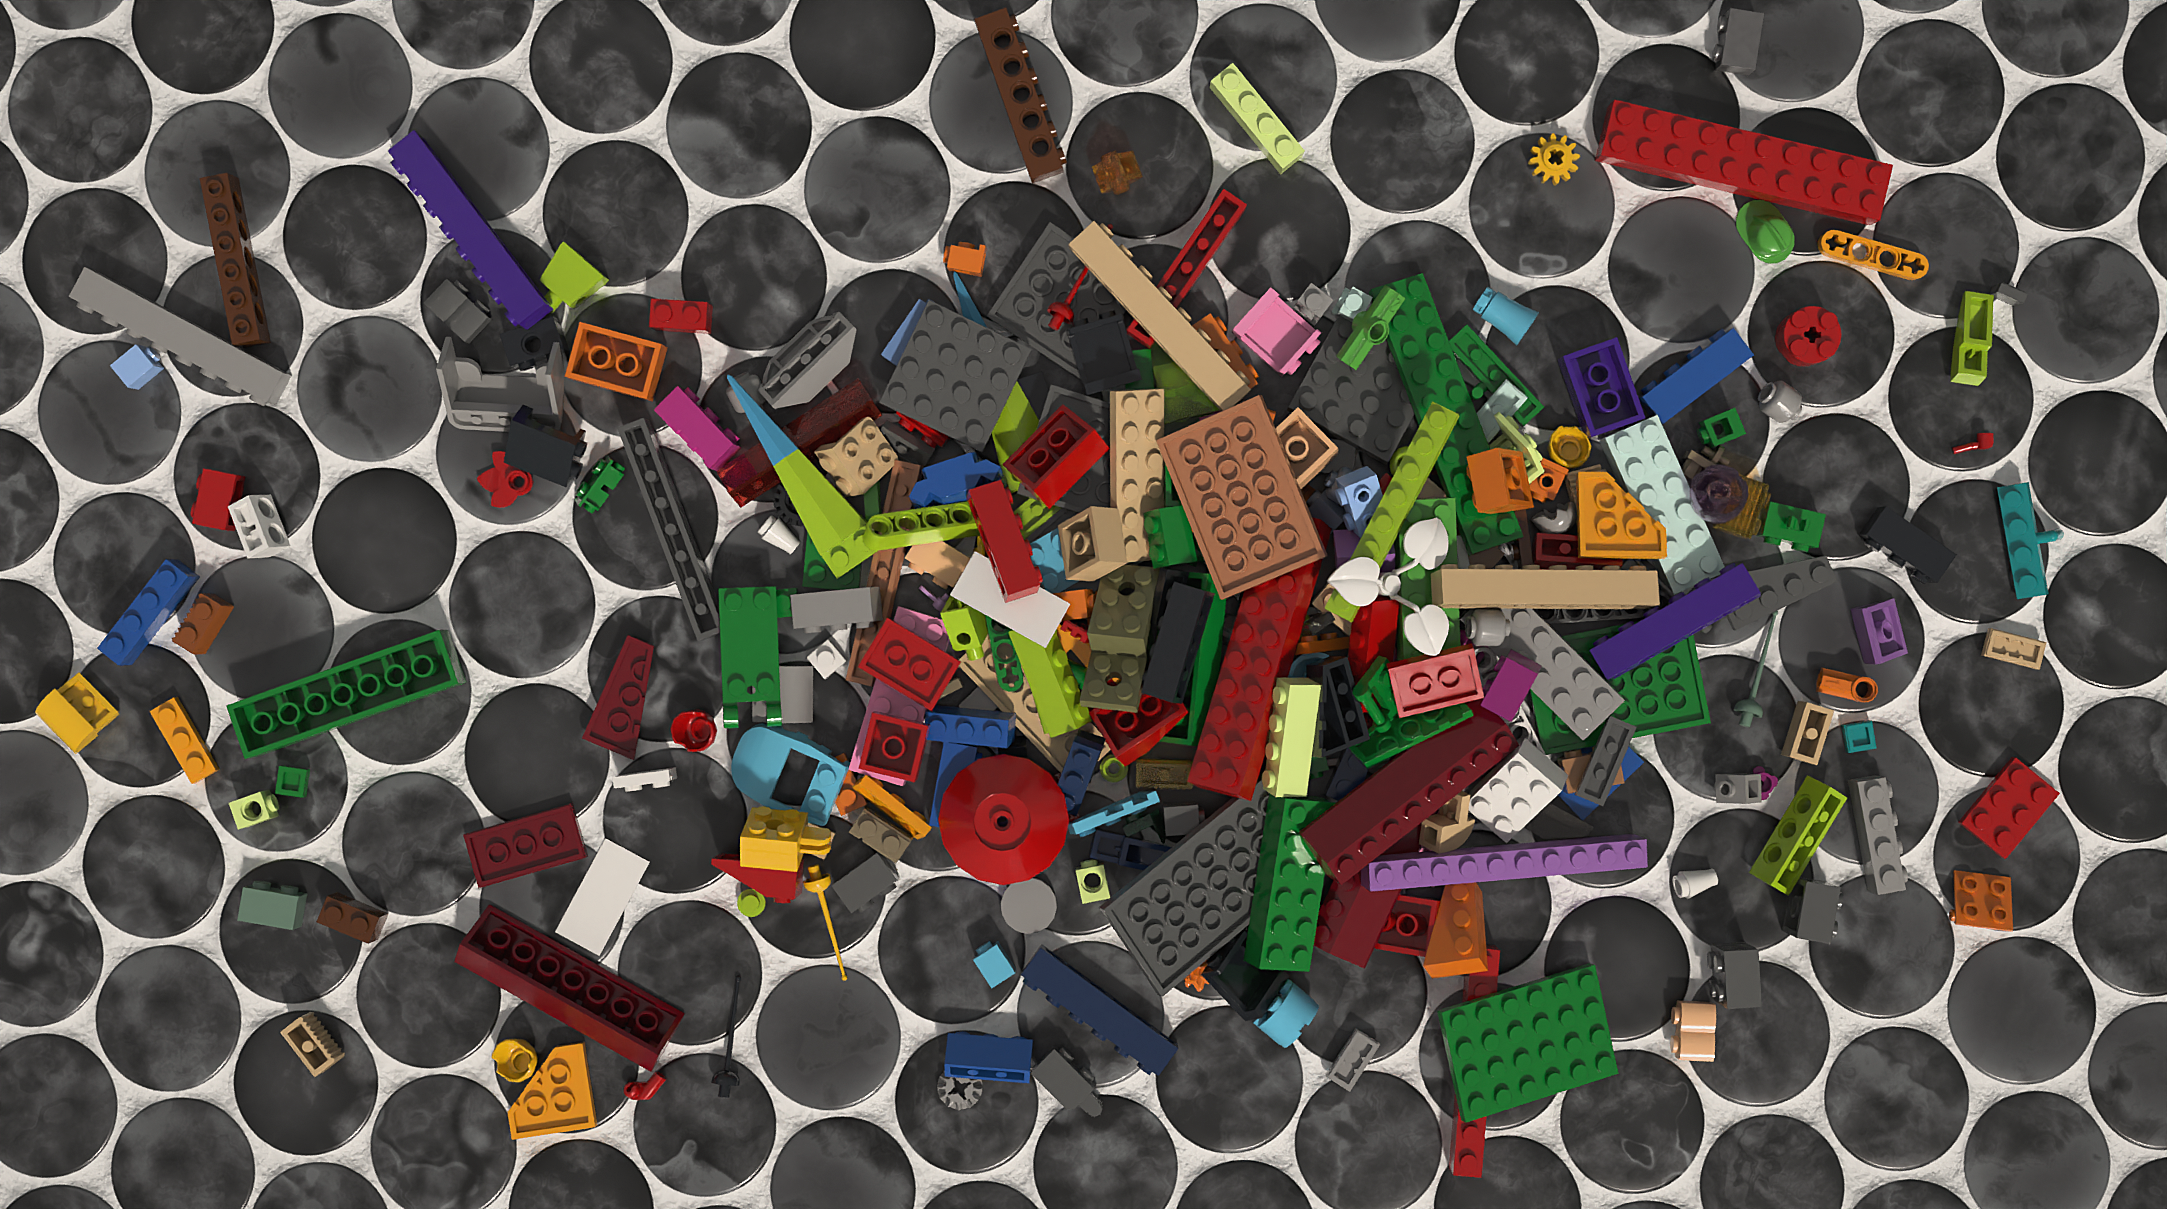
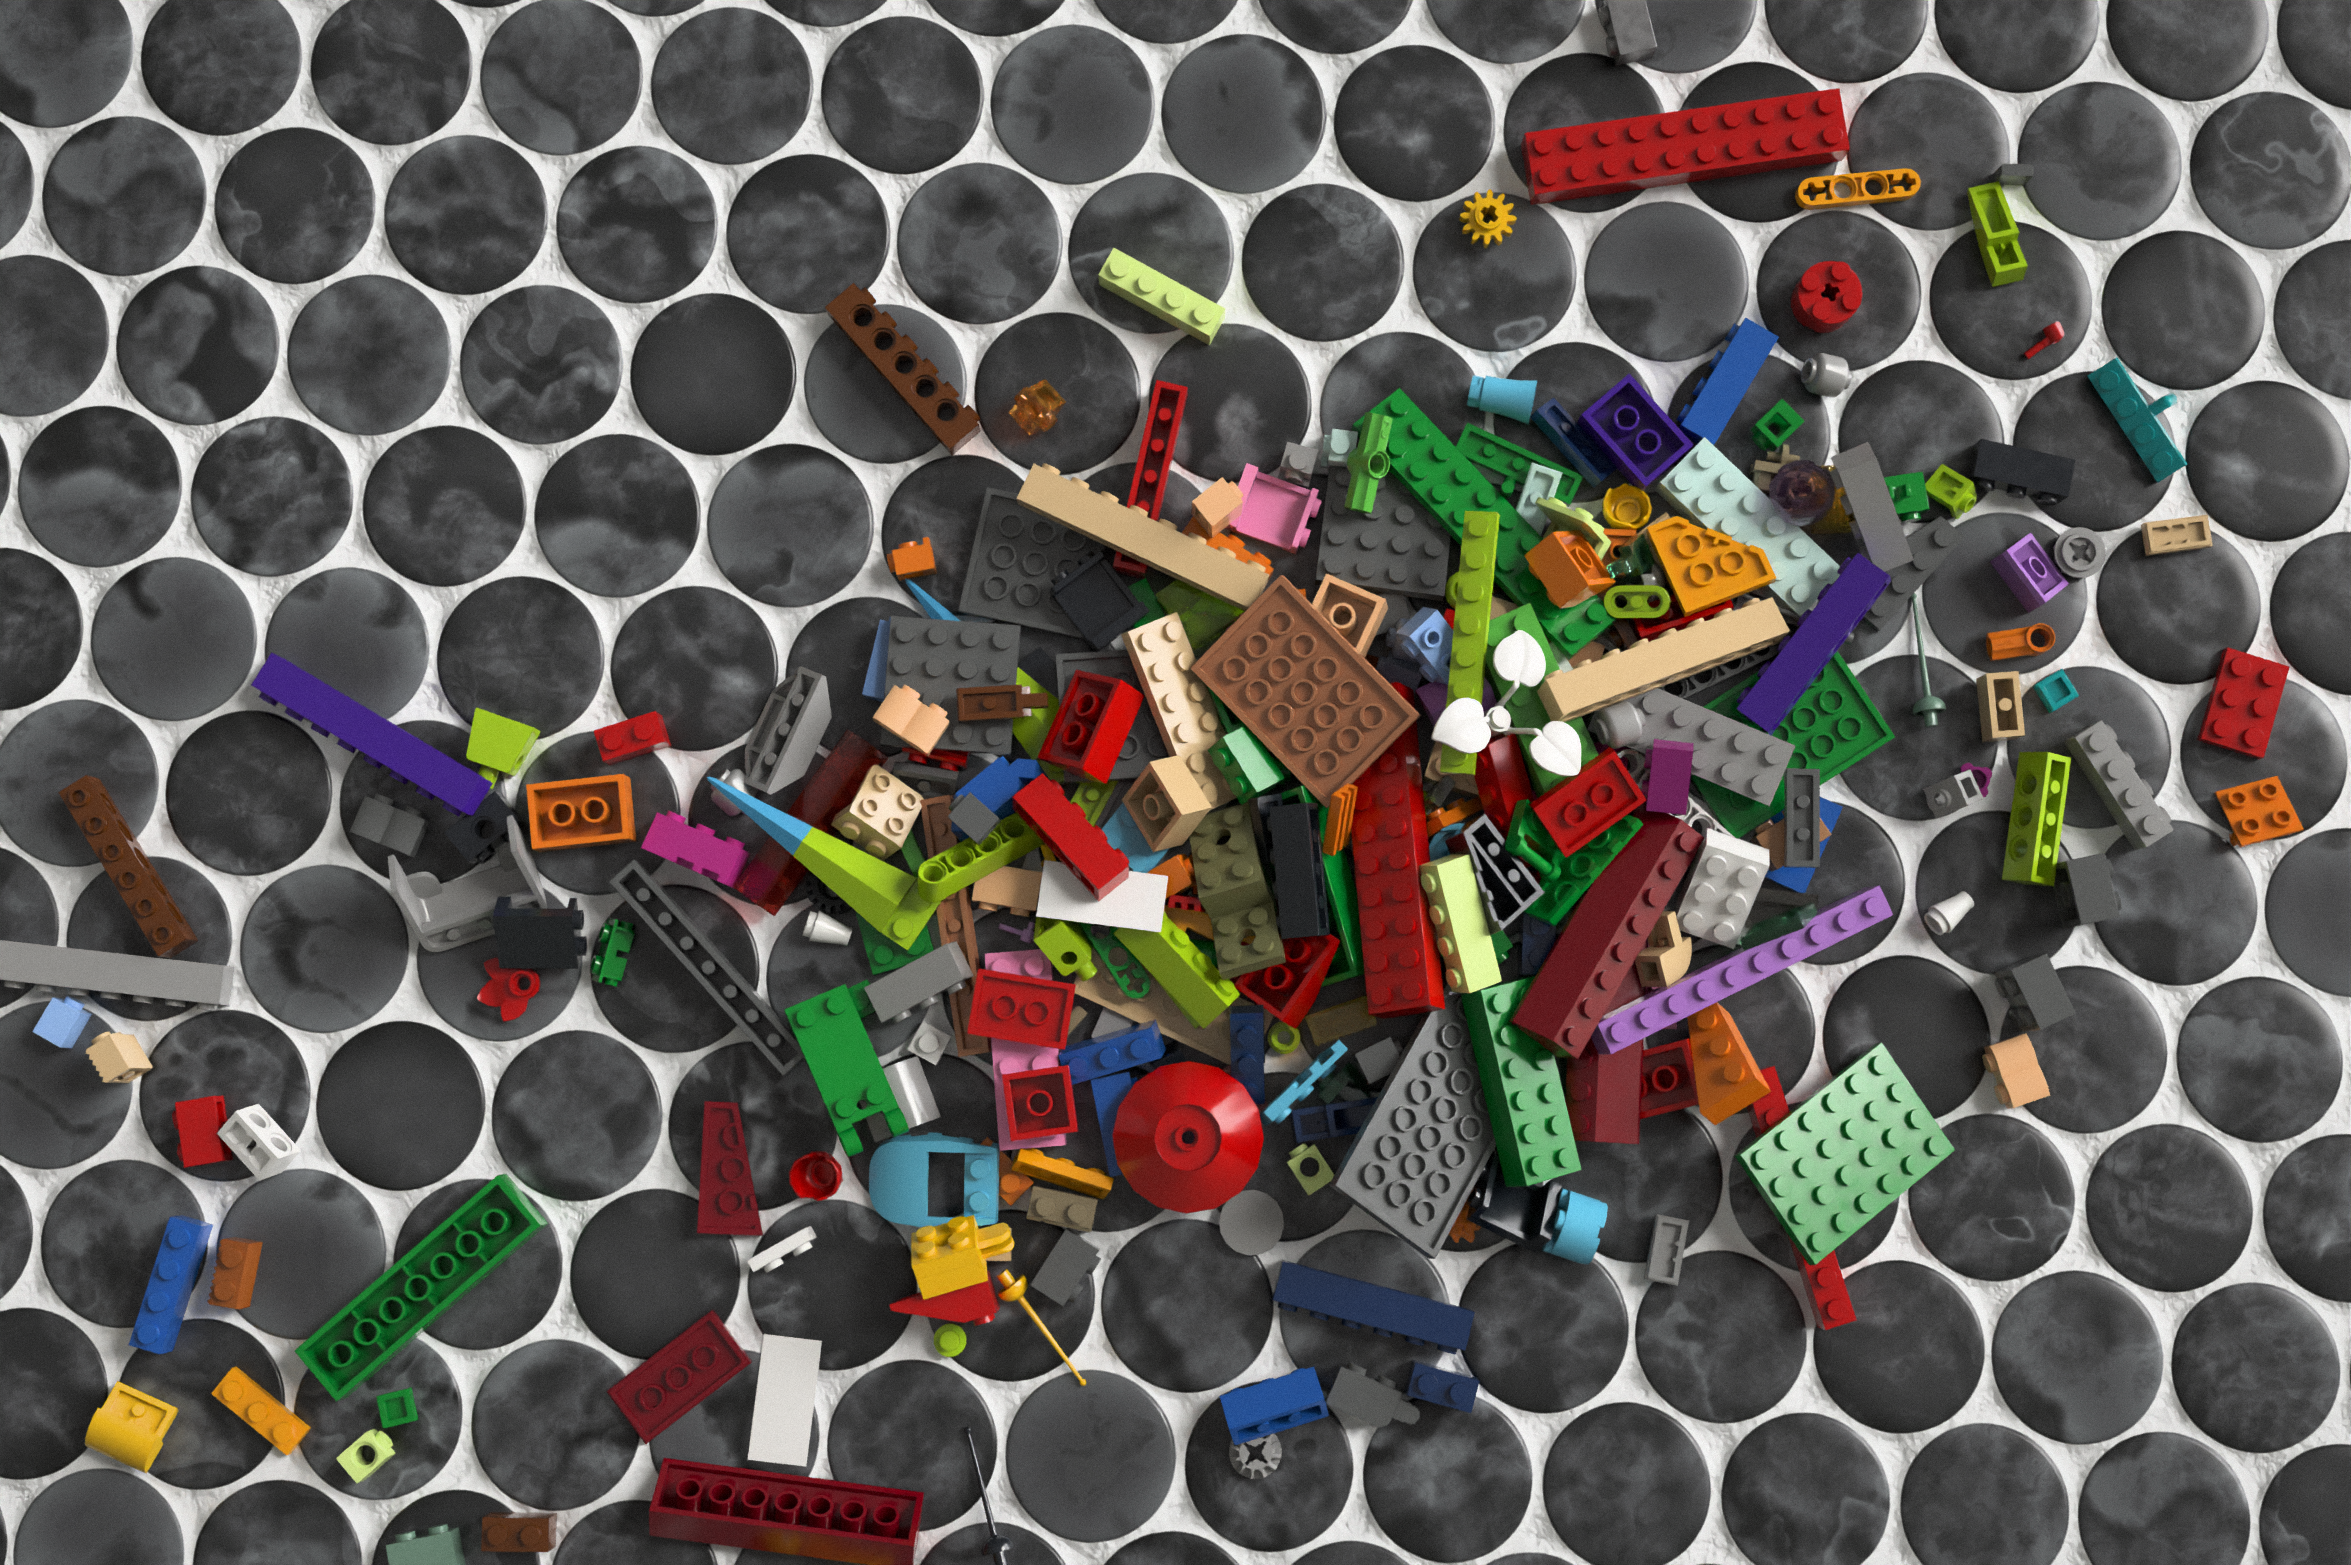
camera: 20 degrees left, 5 degrees down
(171, 413) = (118, 1057): none -> tan brick
(912, 393) = (911, 719): none -> light nougat brick
(929, 494) = (973, 817): none -> dark grey brick
(987, 407) = (998, 703): none -> reddish brown hinge
(994, 963) = (1238, 1300): medium azure brick -> none
(1062, 311) = (1036, 574): red sword -> none
(1128, 1095) = (1441, 1386): none -> dark blue brick
(1227, 613) = (1339, 819): none -> orange tile
(1232, 315) = (1218, 506): none -> light nougat brick
(1545, 530) = (1637, 601): none -> lime plate
(1548, 375) = (1573, 442): none -> dark blue plate
(1550, 840) = (1778, 926): none -> clear green tile
(1557, 494) = (1634, 558): none -> clear green plate
(1765, 231) = (1737, 208): bright green piece -> none
(1769, 529) = (1871, 507): none -> light grey brick
(1843, 538) = (1951, 490): none -> lime bracket
(1939, 635) = (2094, 552): none -> light grey gear

